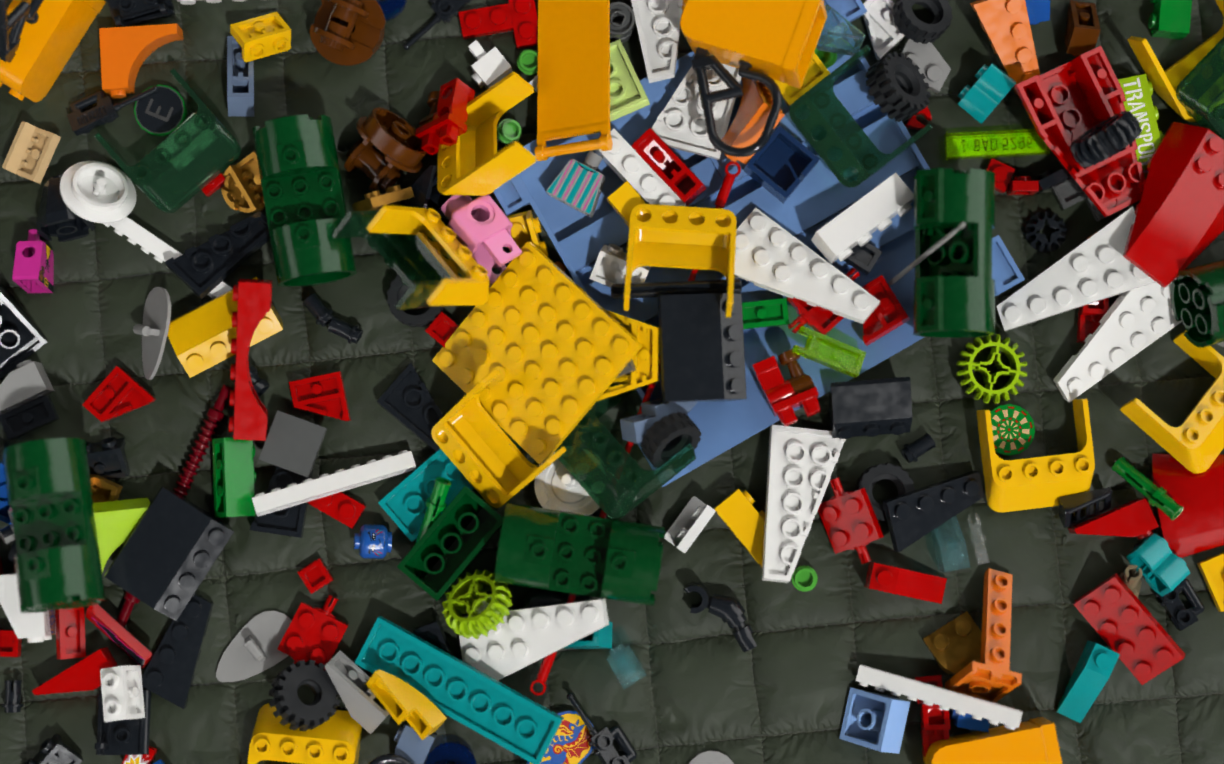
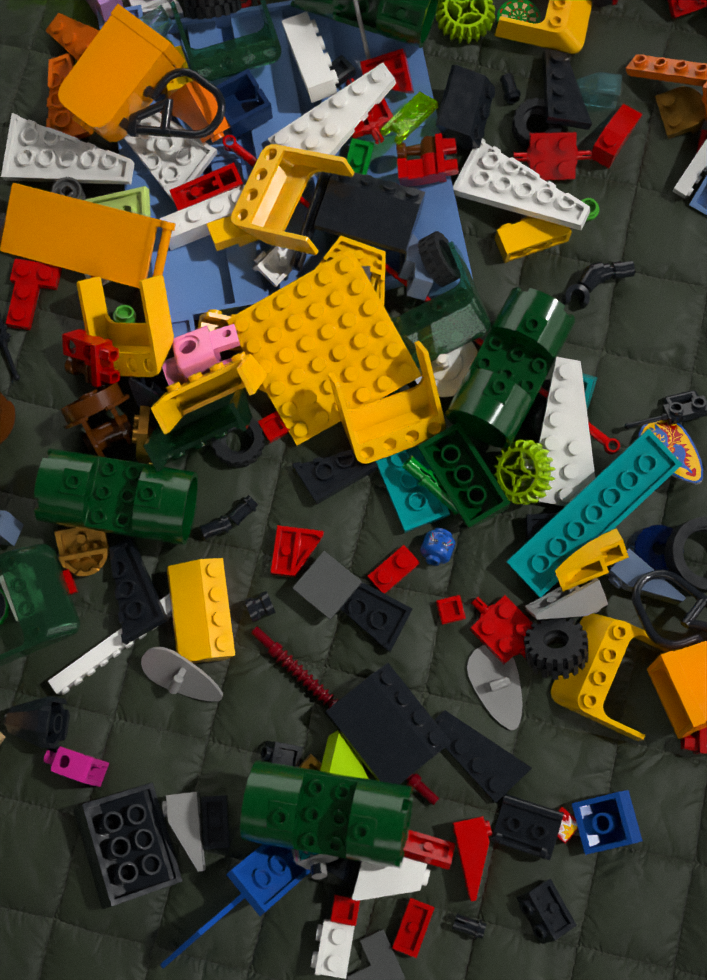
camera: 70 degrees left, 10 degrees down
(98, 192) = (34, 683): white piece -> none
(117, 396) = (226, 732): red wing -> none
(118, 635) = (445, 804): red tile -> none
(122, 693) = (501, 816): white bracket -> none
(233, 477) = (338, 648): green brick -> none
(250, 414) = (192, 567): red arch -> none
(335, 483) = (375, 562): white piece -> none
(490, 66) = (63, 312): white brick -> none
(528, 62) = (70, 279): bright green plate -> none
(579, 184) = (194, 268): torso -> none
(626, 665) = (617, 368): clear light blue slope -> none
(689, 524) = (511, 275): white bracket -> none
(978, 540) = (592, 68): clear piece -> none

